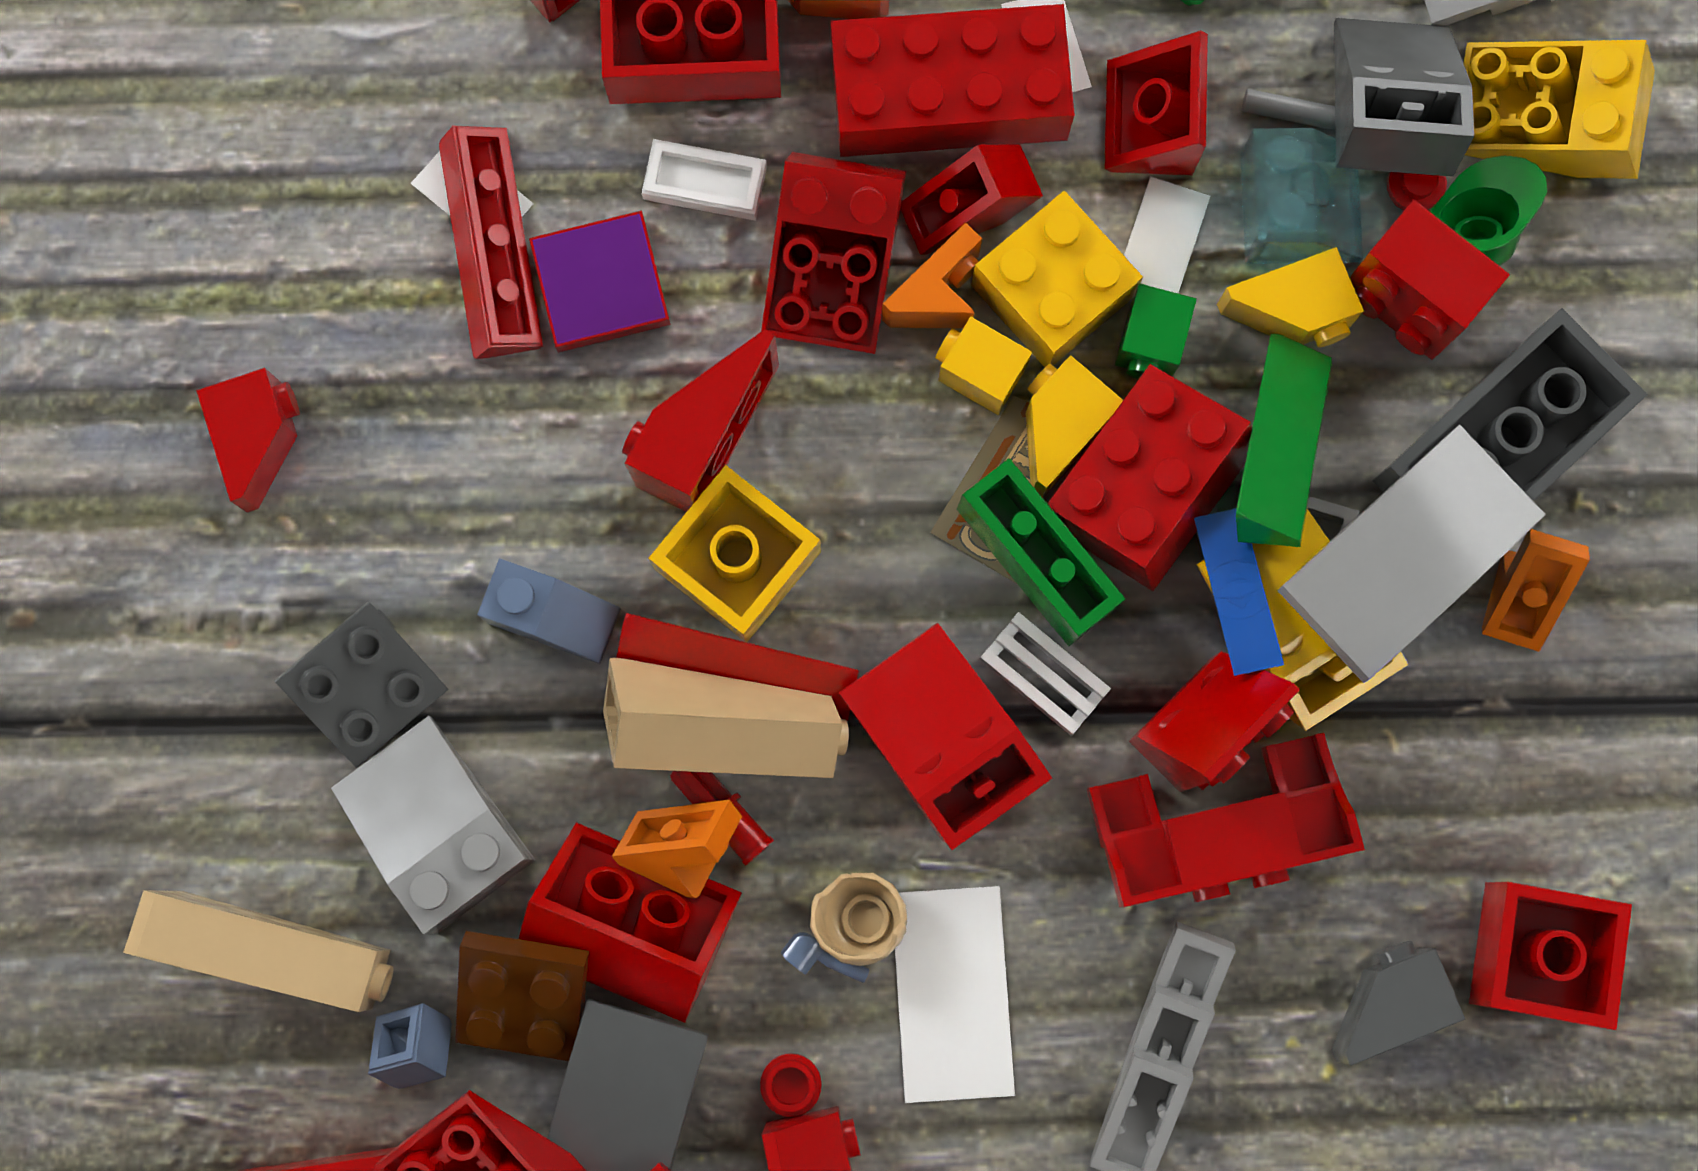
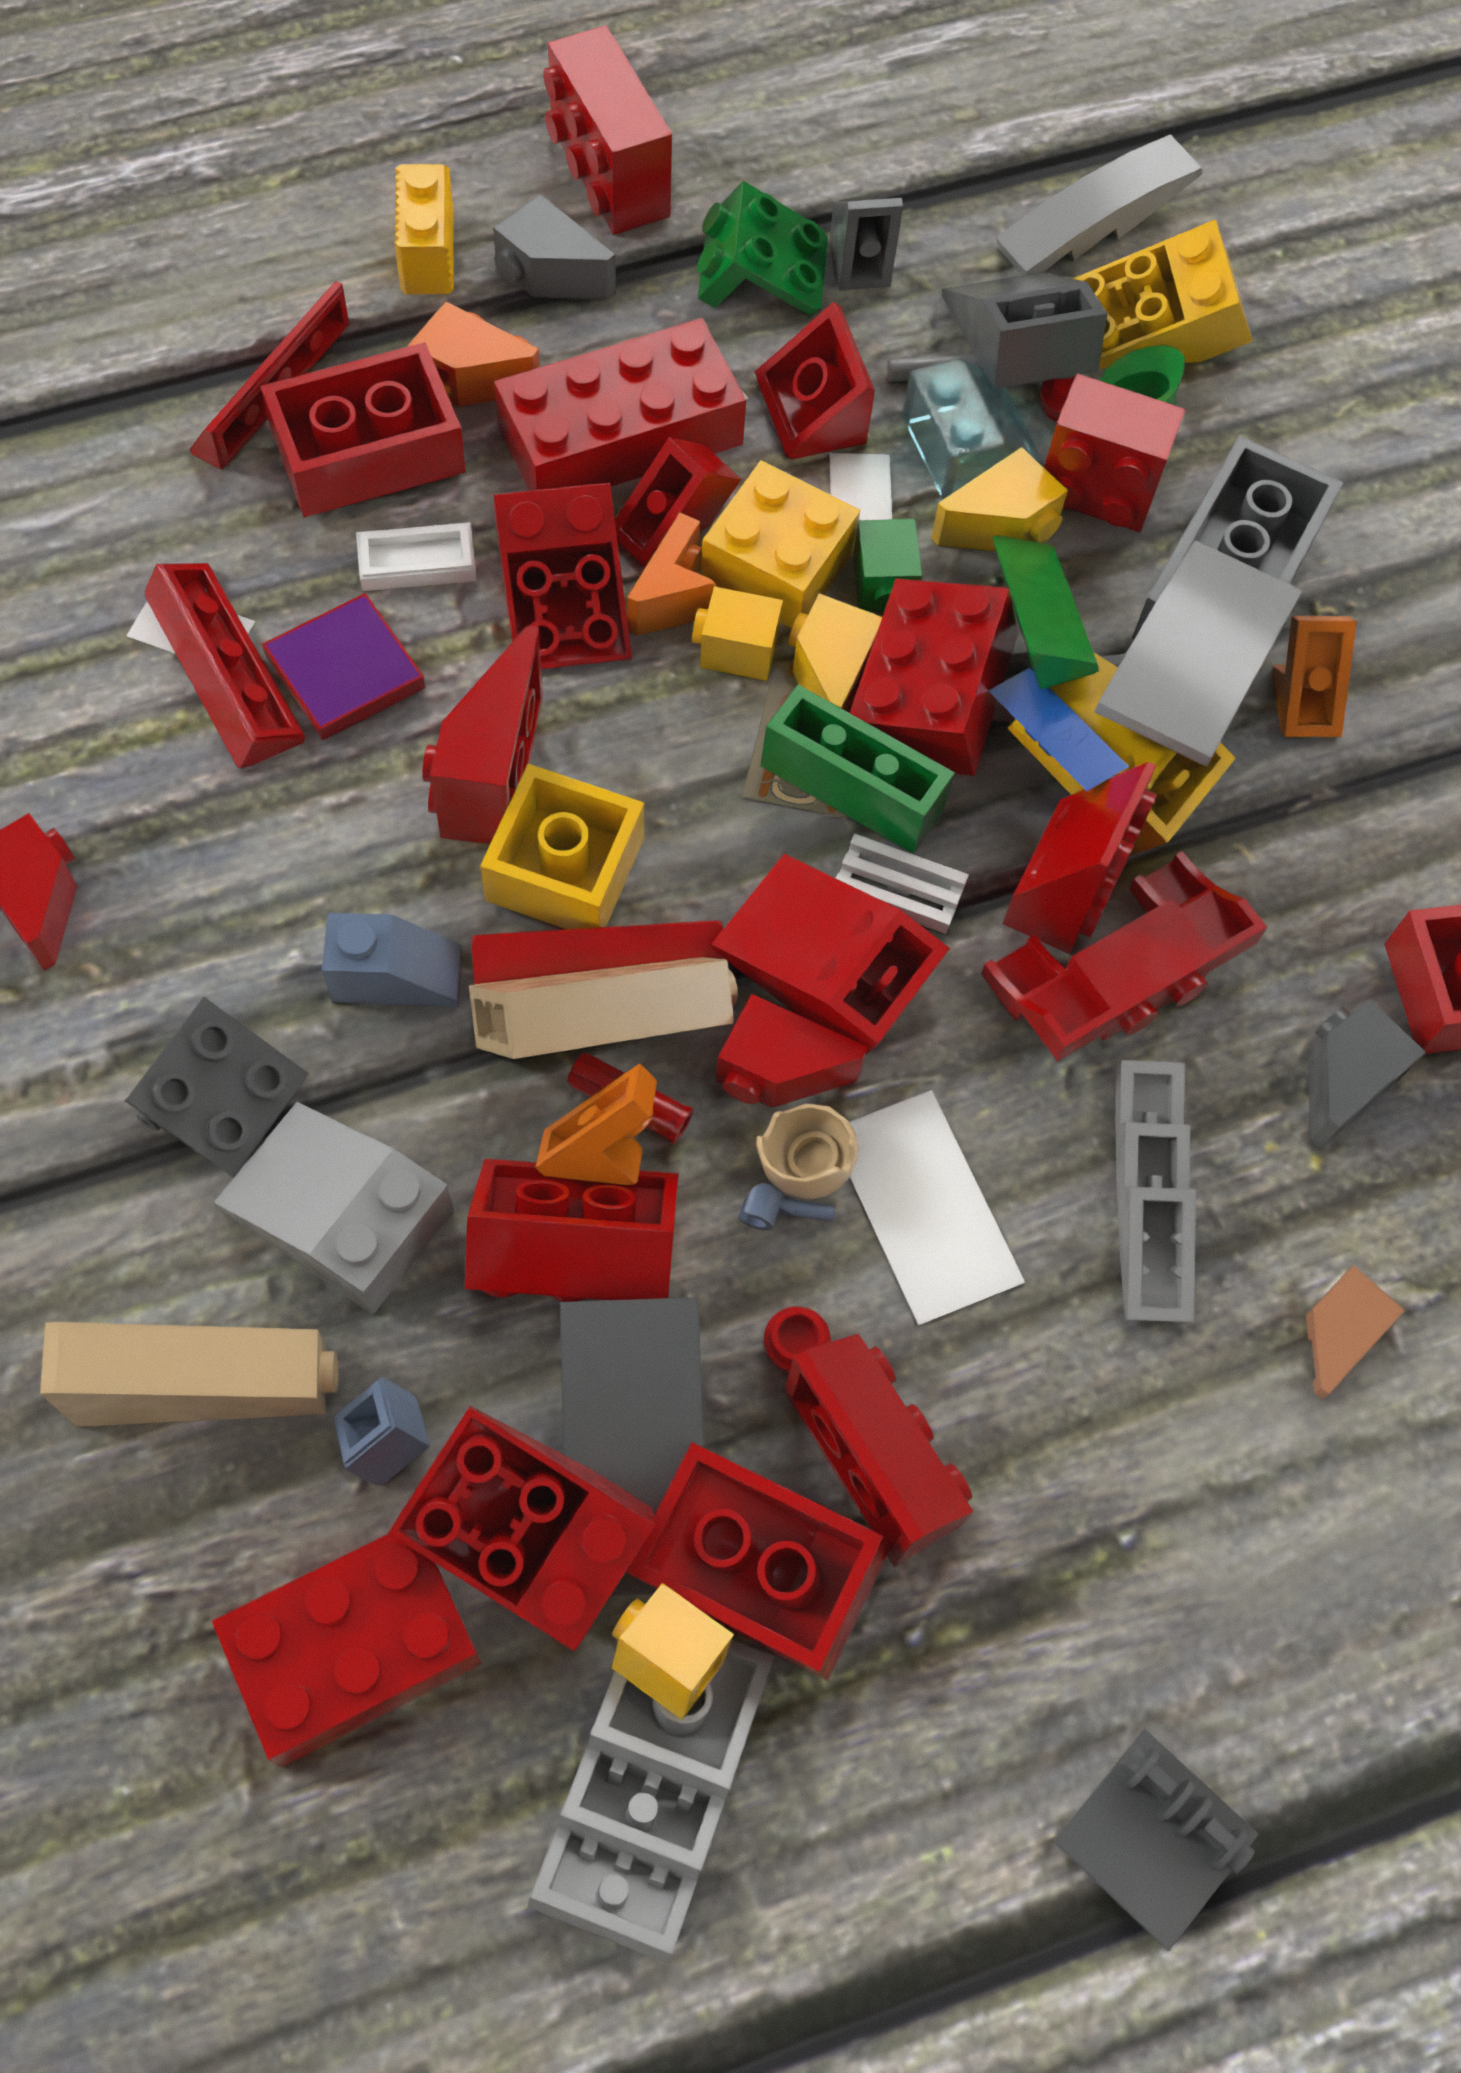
camera: 25 degrees left, 15 degrees down
(520, 995) = (486, 1332): reddish brown plate -> none
(867, 818) = (784, 1056): none -> red slope

